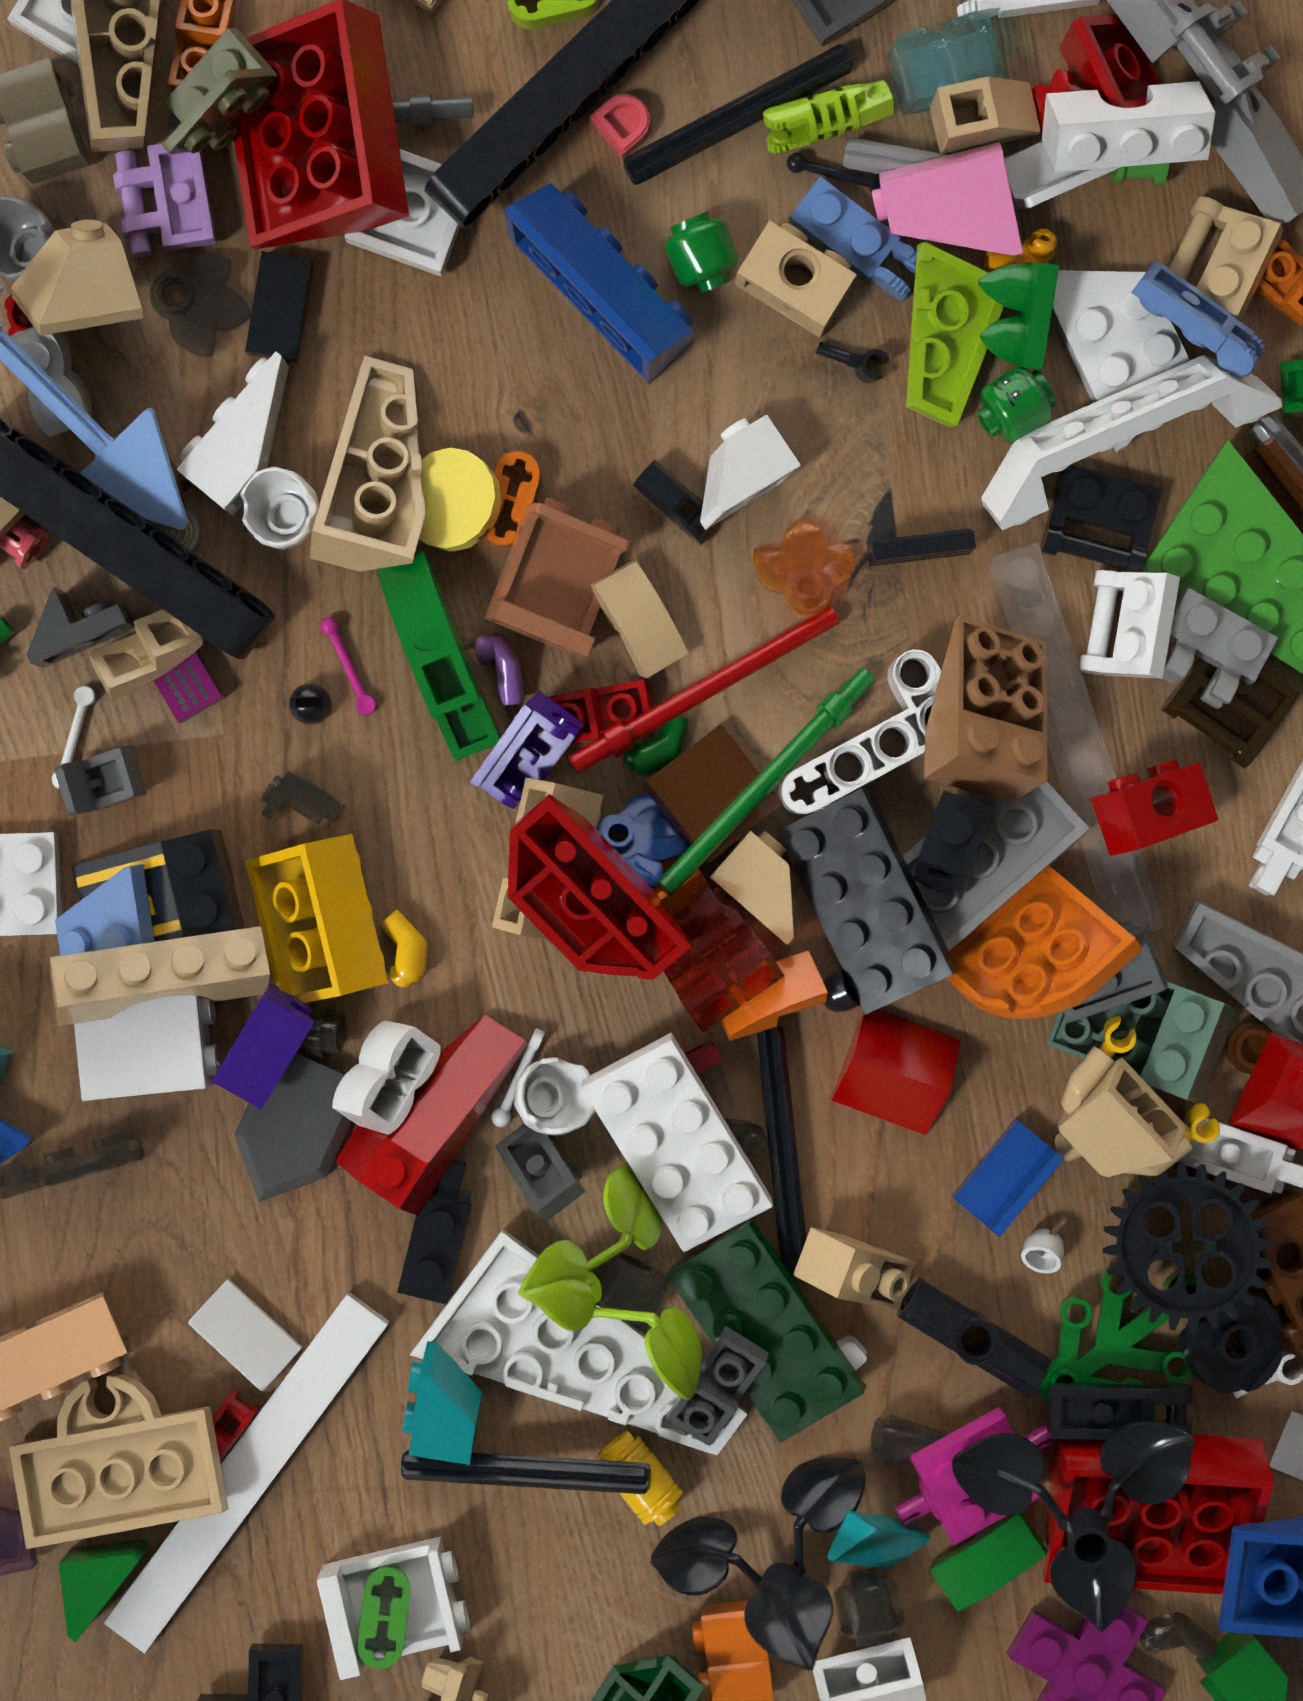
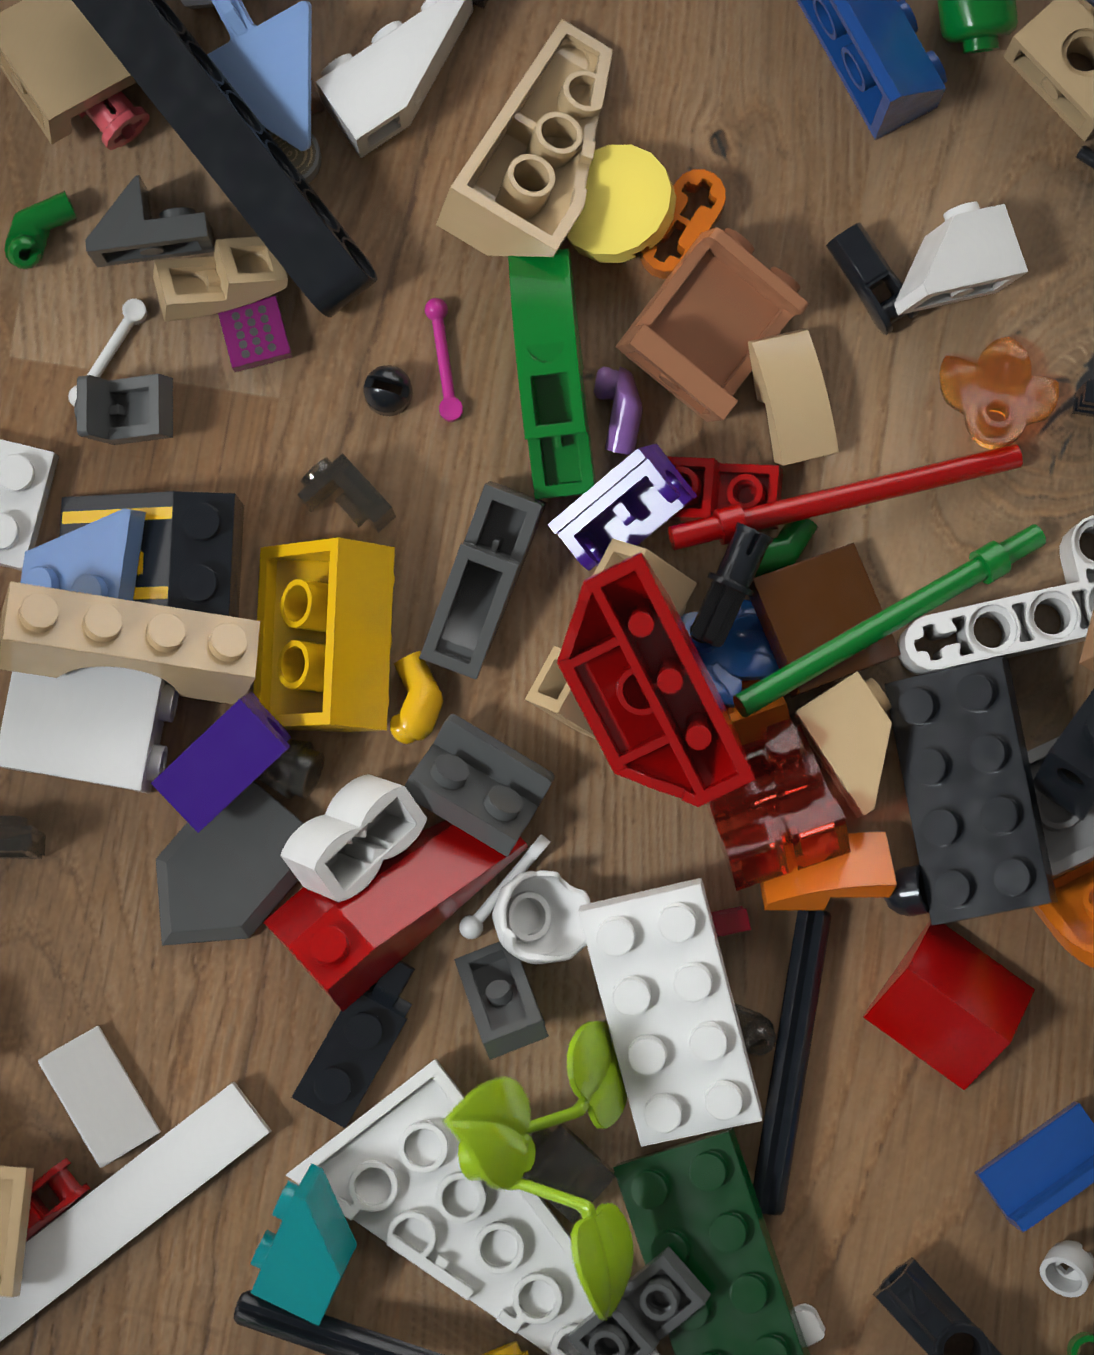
camera: 15 degrees right, 5 degrees down
(279, 507) = (418, 157): white hair -> none
(430, 837) = (482, 579): none -> dark grey slope
(474, 1005) = (479, 784): none -> dark grey bracket
(630, 791) = (730, 585): none -> black axle
(854, 1269) = (837, 1224): tan slope -> none

